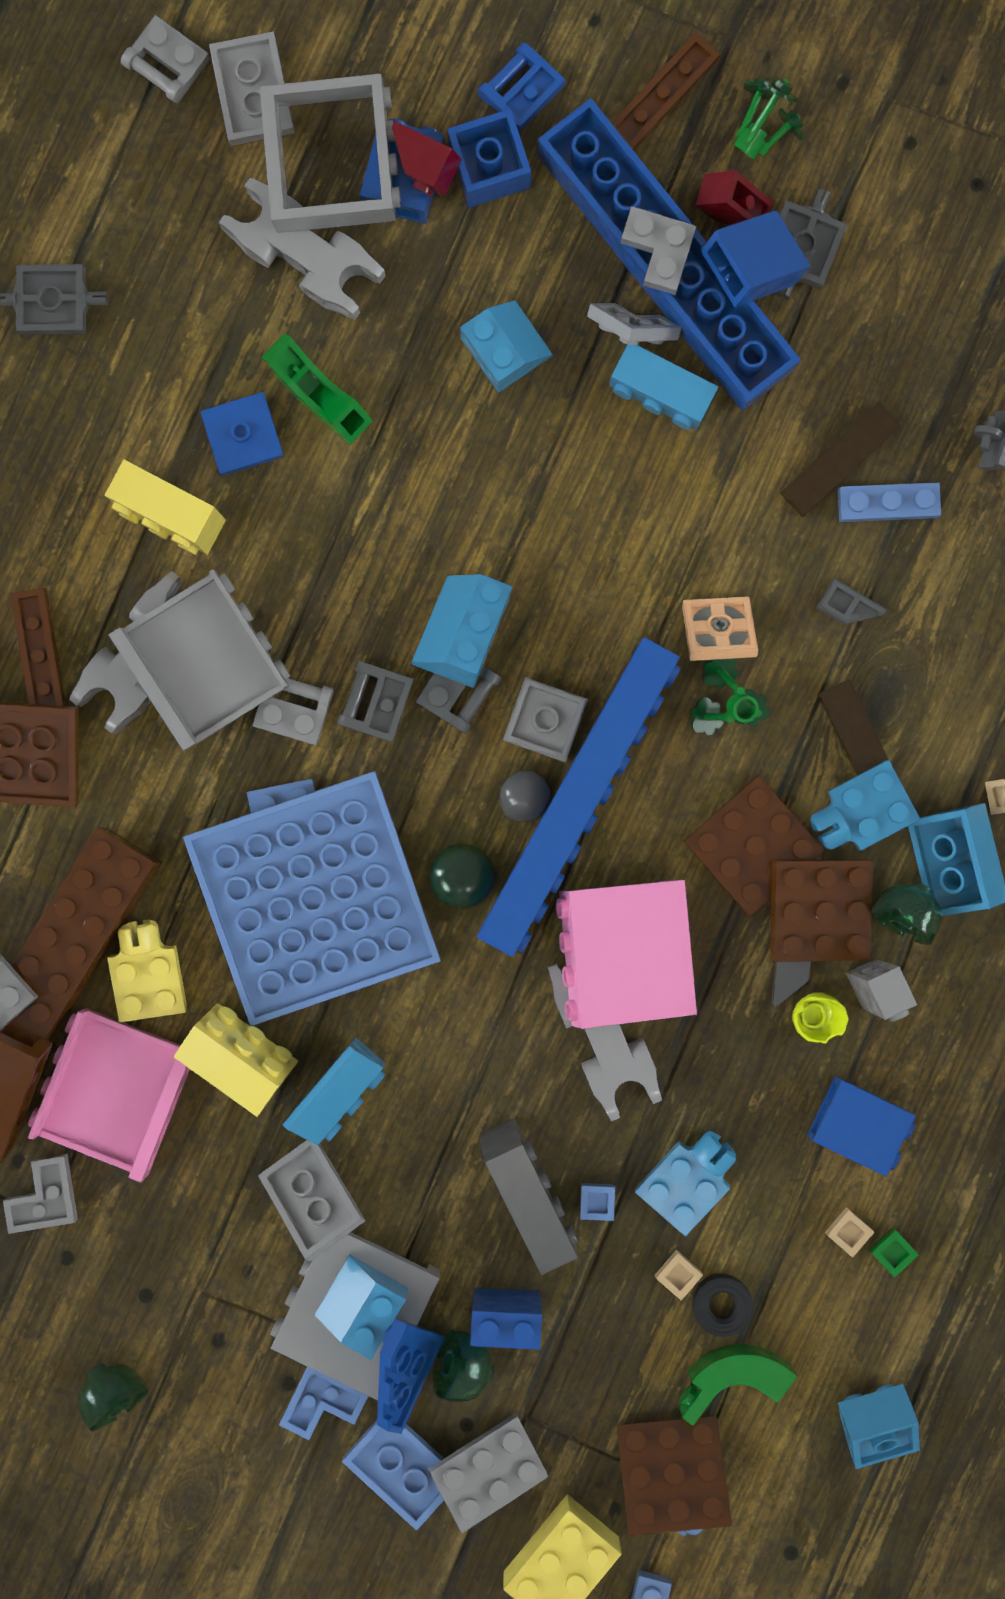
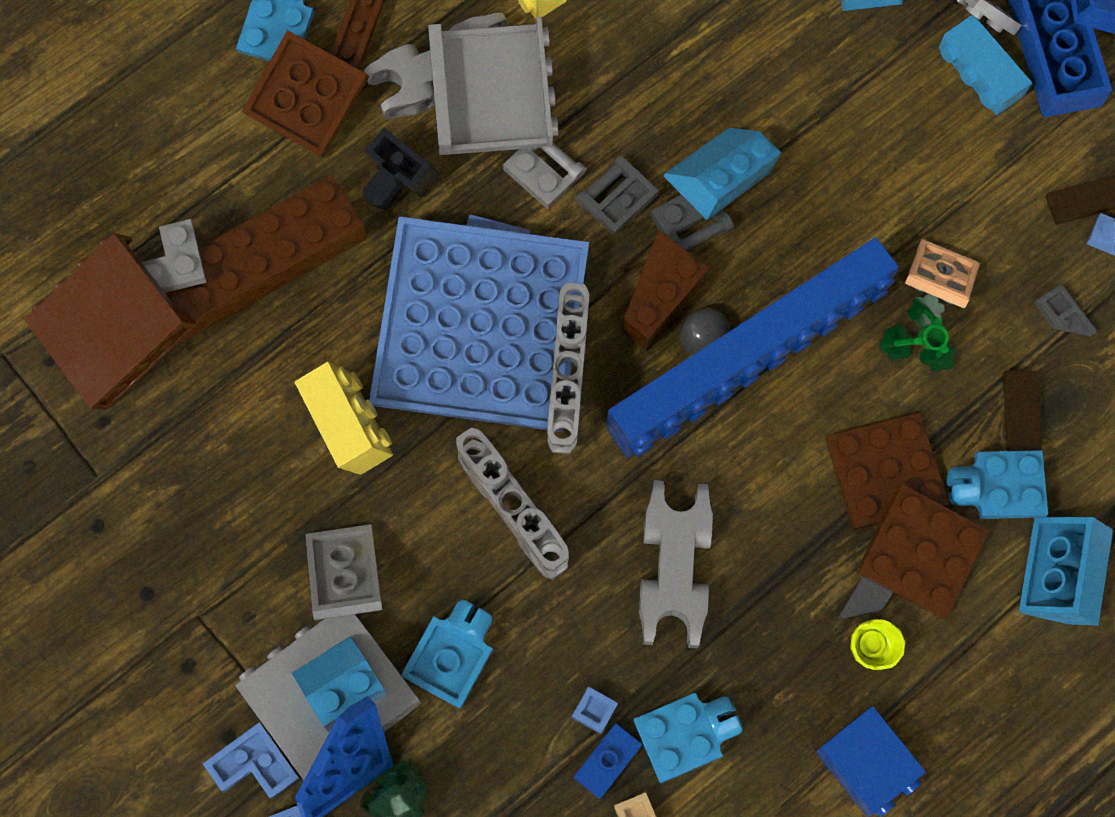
camera: 20 degrees right, 15 degrees down
(52, 1202) = (112, 469): light grey plate -> none
(109, 1393) = (69, 657): clear green cylinder -> none
(110, 1092) = (218, 402): bright pink panel -> none
(146, 974) = (302, 318): light yellow plate -> none
(155, 784) = (397, 168): none -> black brick
(336, 1094) = (413, 492): dark azure slope -> none
(430, 959) = (569, 322): none -> light grey piece
(445, 1217) = (451, 654): none -> dark azure plate
(461, 876) = (616, 370): clear green cylinder -> none
(465, 778) = (663, 289): none -> reddish brown wedge
(467, 1087) = (497, 484): none -> light grey piece
(506, 1318) = (460, 763): blue brick -> none
(527, 1196) = (536, 673): dark grey wedge -> none
(545, 719) = (754, 277): light grey plate -> none
(626, 953) = (731, 497): bright pink panel -> none
(630, 1238) = (607, 761): none -> blue plate
(882, 989) = (946, 635): light grey brick -> none
(909, 910) = (1001, 590): clear green cylinder -> none

